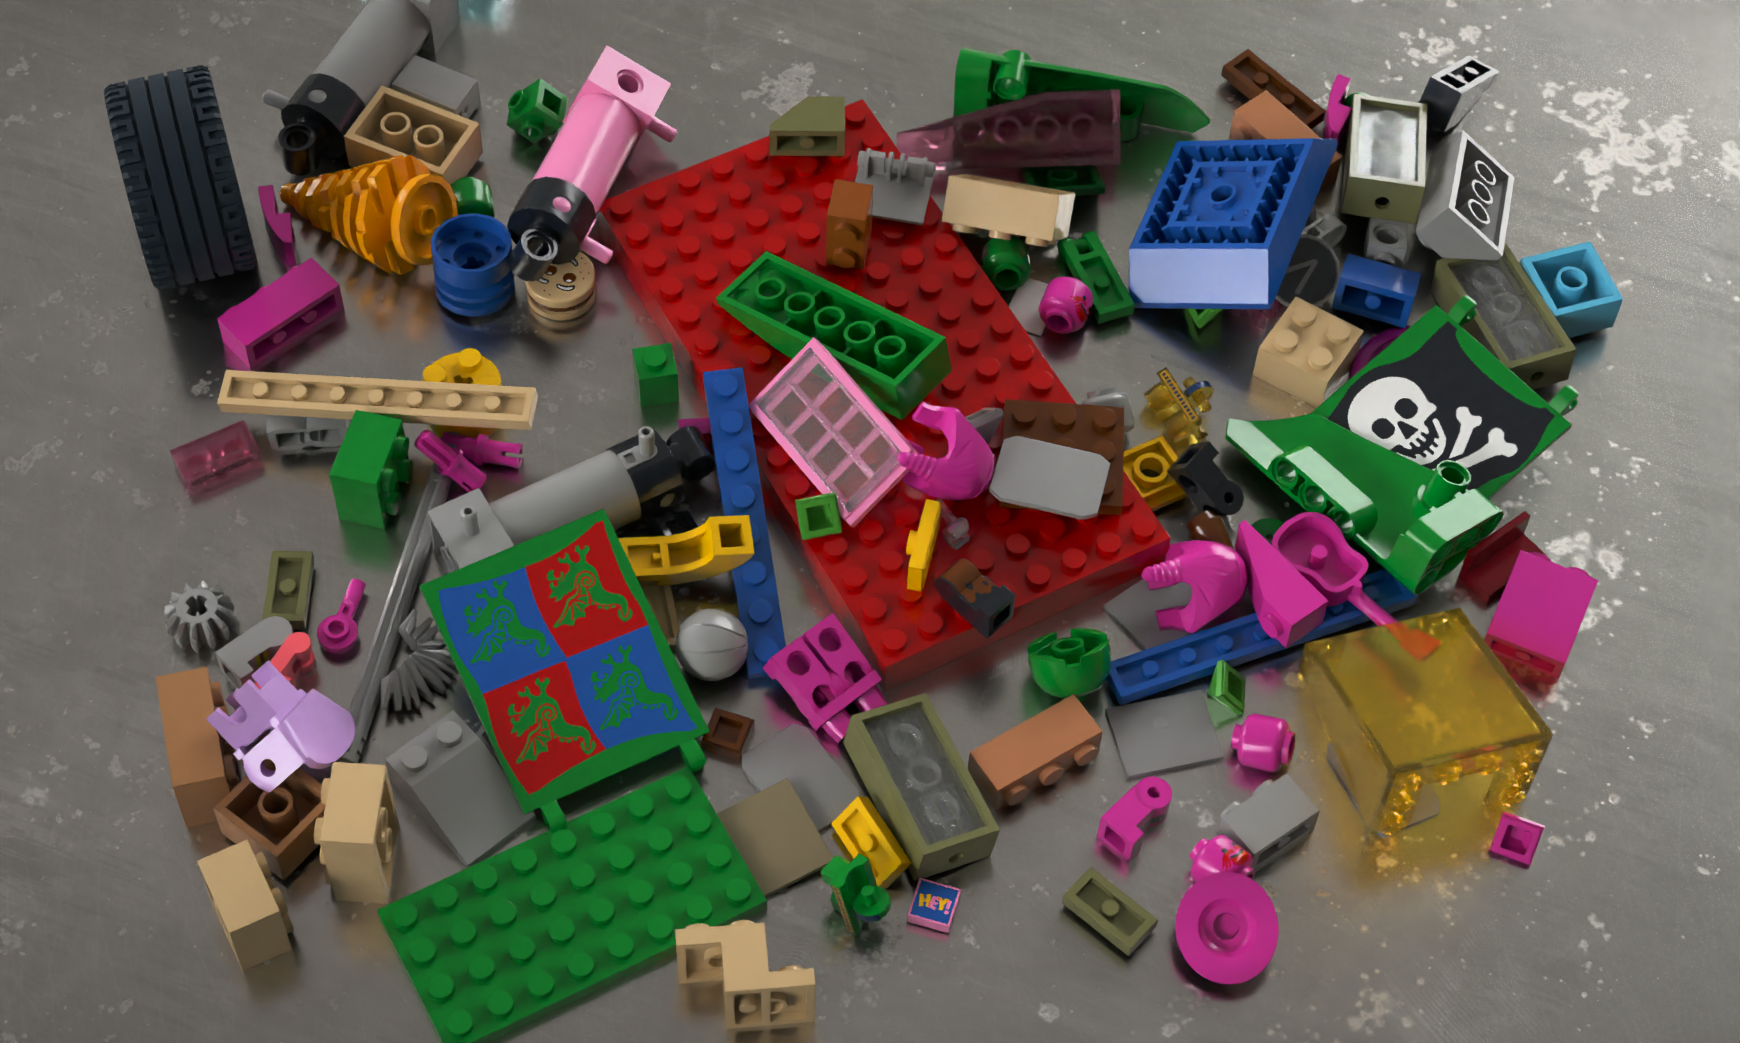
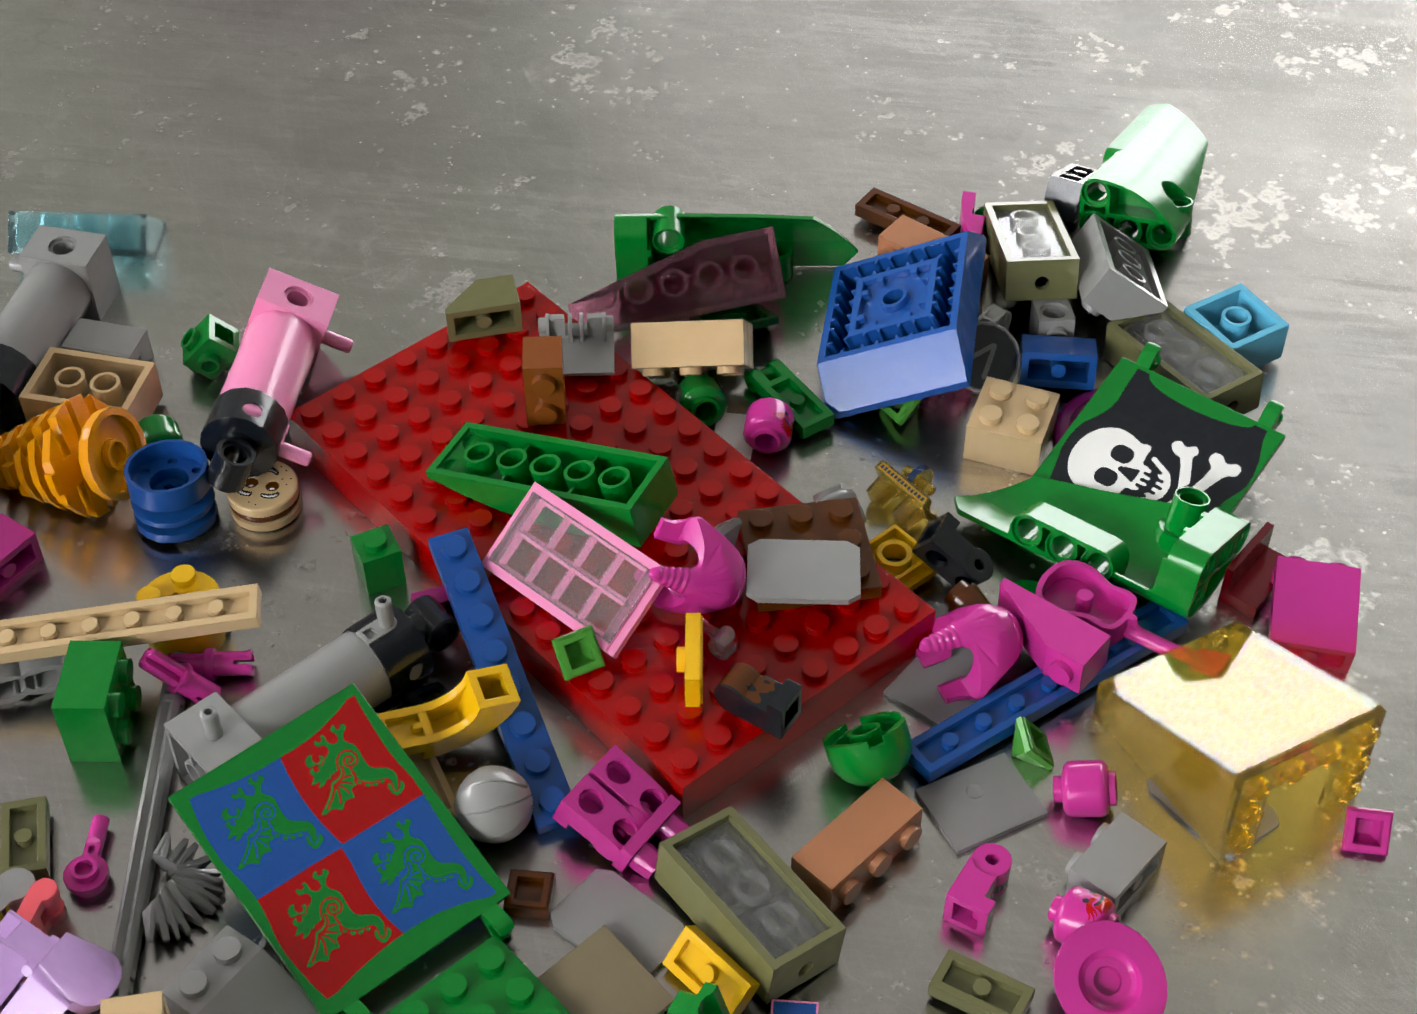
camera: 10 degrees left, 10 degrees down
(1542, 92) = (1149, 178): none -> panel

